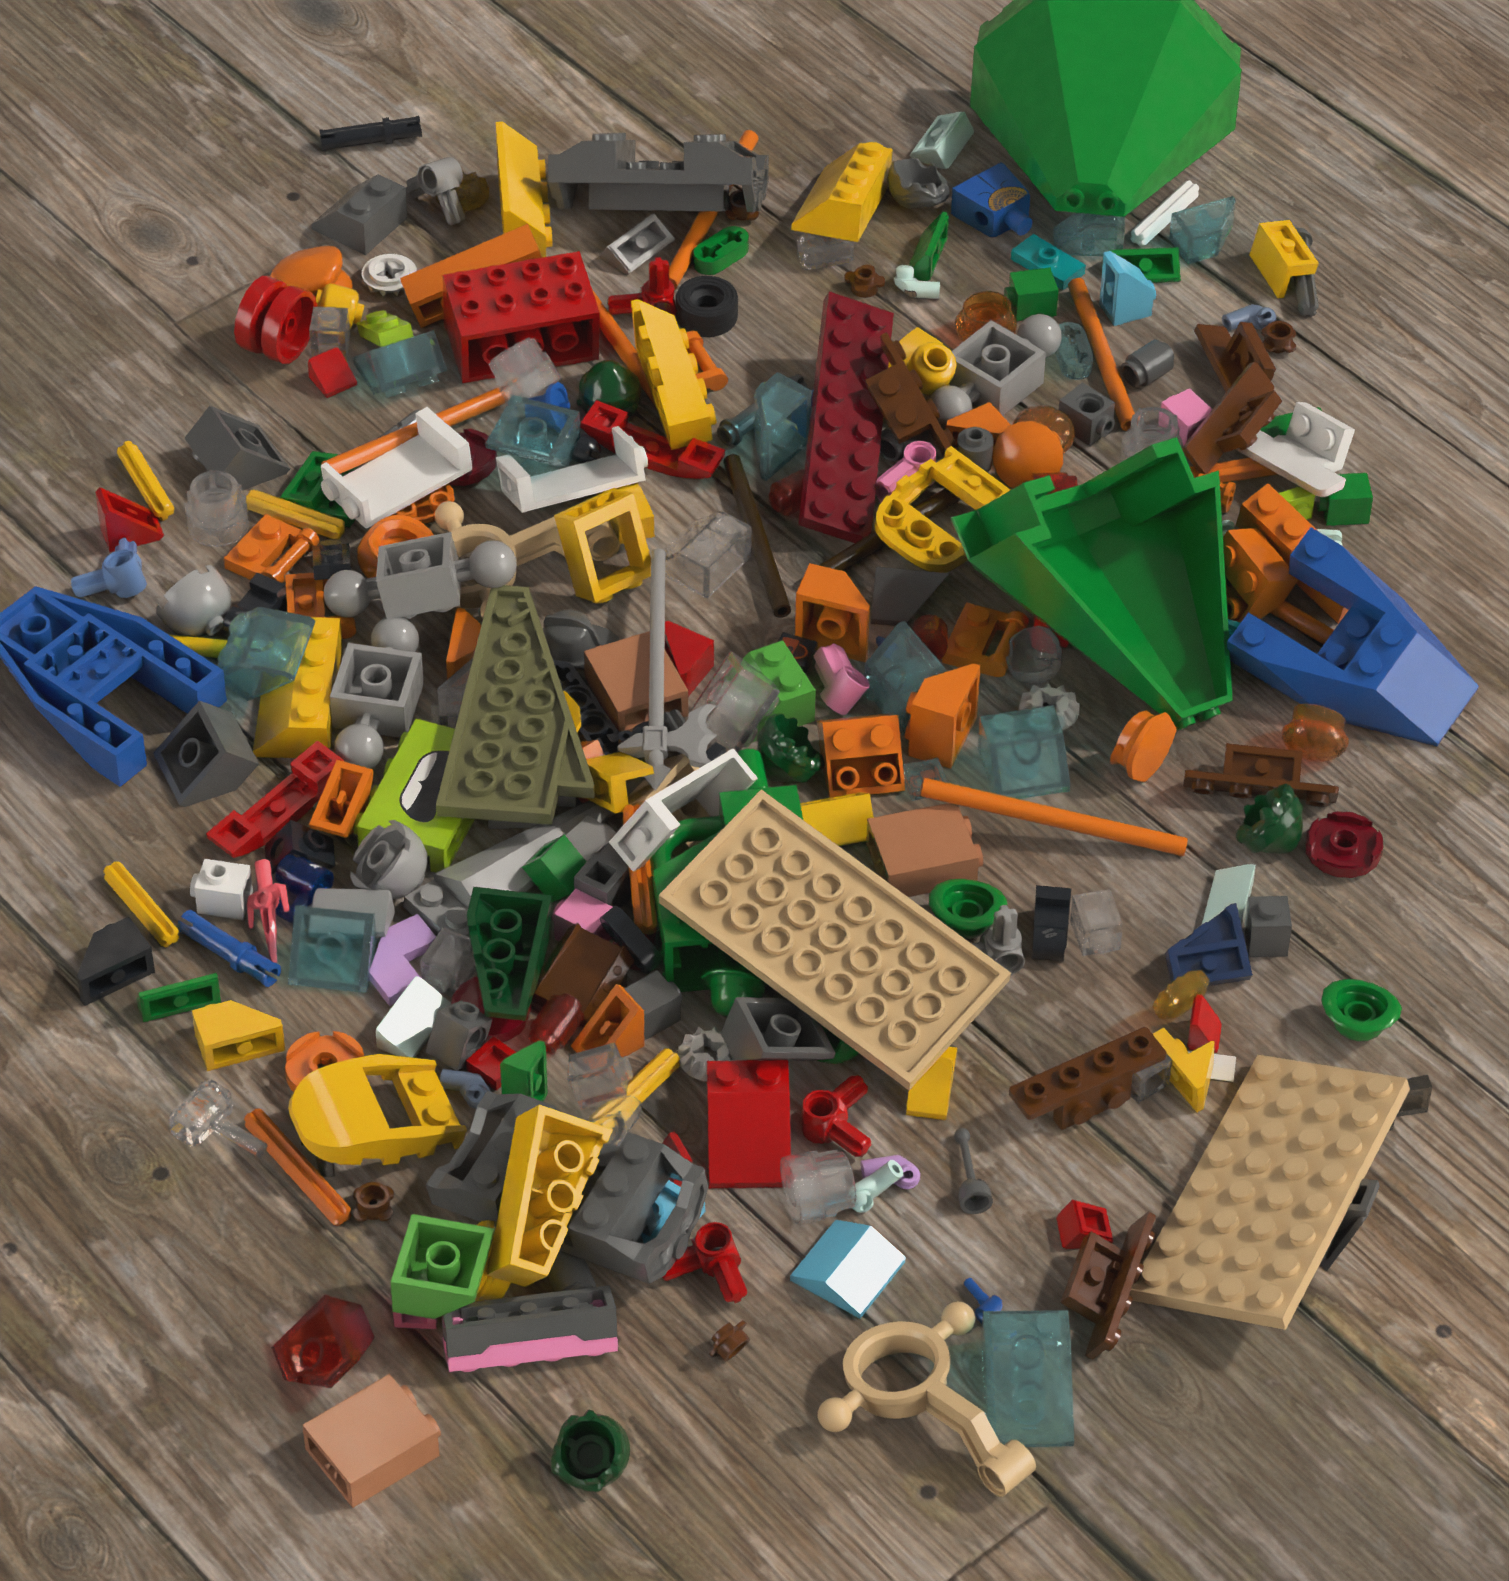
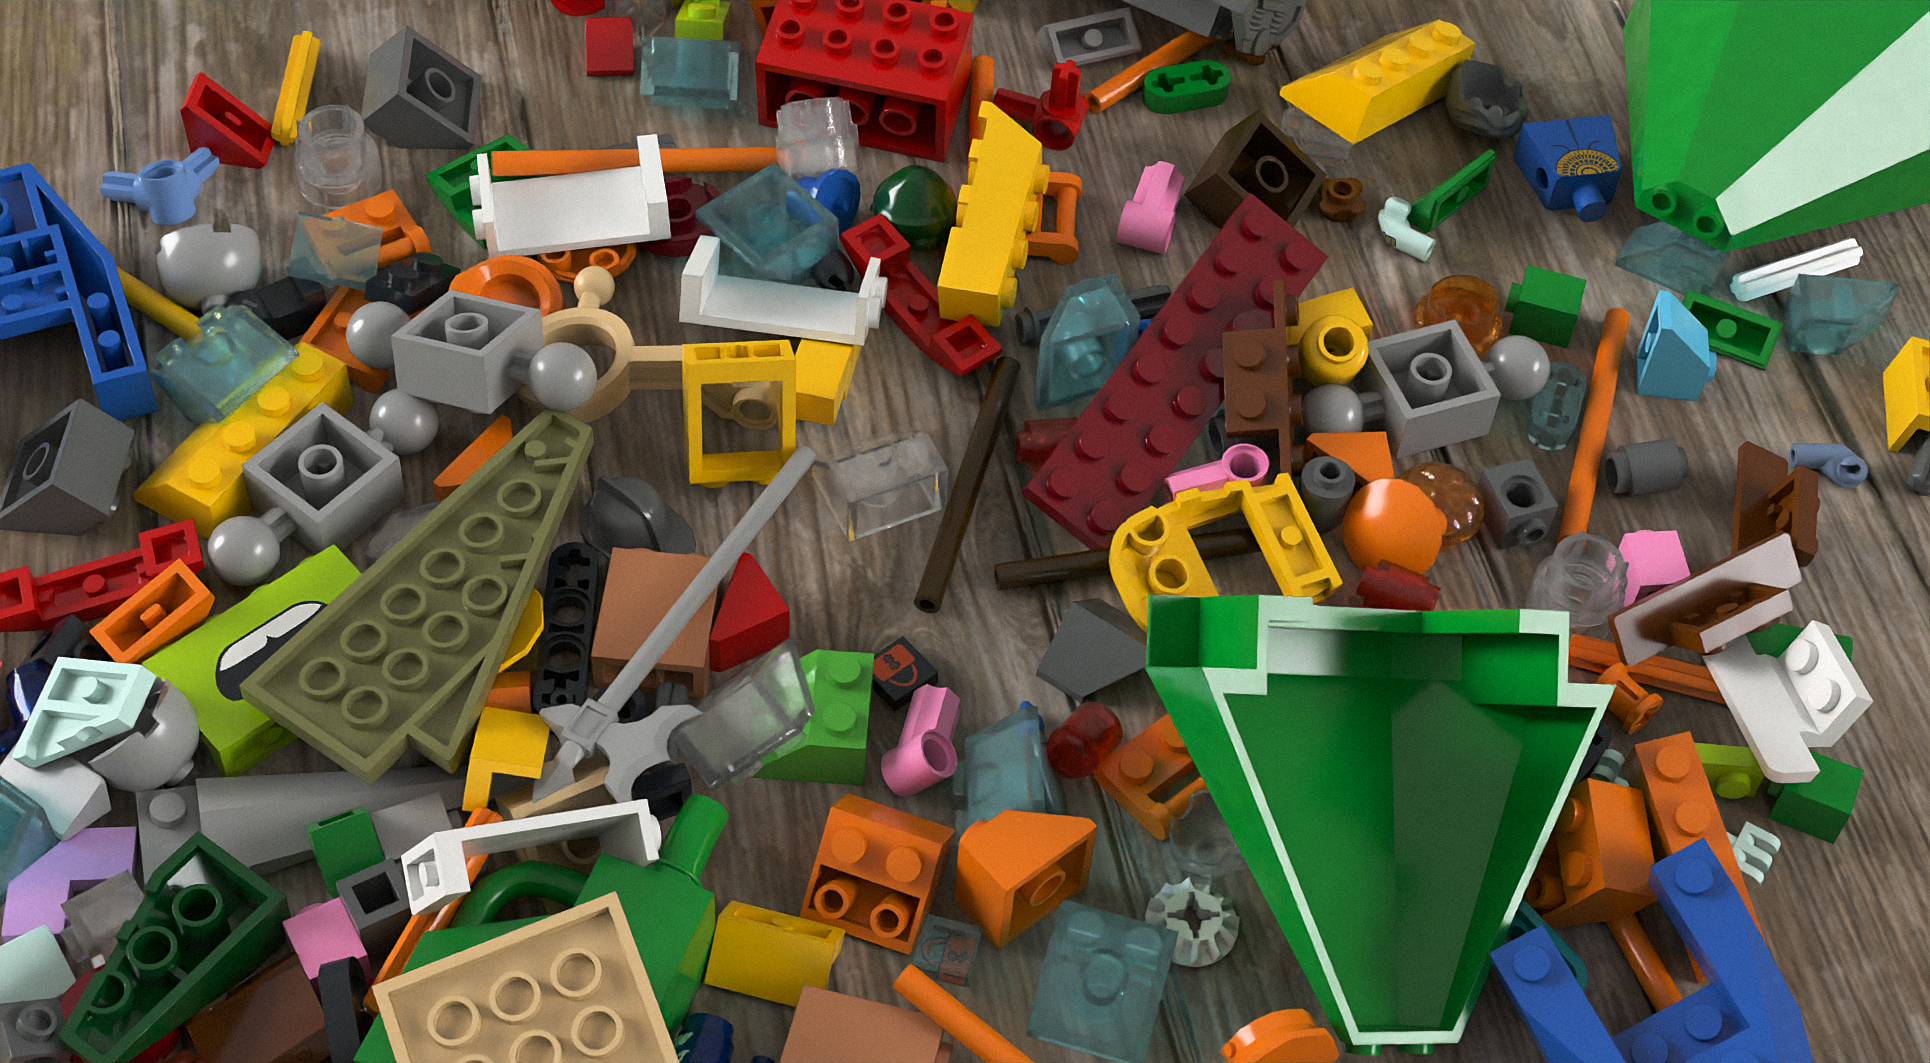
camera: 25 degrees right, 5 degrees up
(271, 560) = (334, 251): none -> clear light blue piece
(295, 514) = (430, 205): yellow axle -> none
(352, 854) = (81, 707): none -> light aqua wing
(707, 291) = (1118, 128): black tyre -> none
(756, 337) = (1151, 215): none -> bright pink piece
(787, 750) = (776, 819): dark green hair -> none
(800, 284) = (1256, 161): none -> dark brown slope
(832, 611) = (965, 638): orange slope -> none
(944, 140) = (1562, 60): light aqua slope -> none
(1038, 254) = (1593, 257): teal plate -> none
(1279, 337) = (1855, 507): reddish brown plate -> none

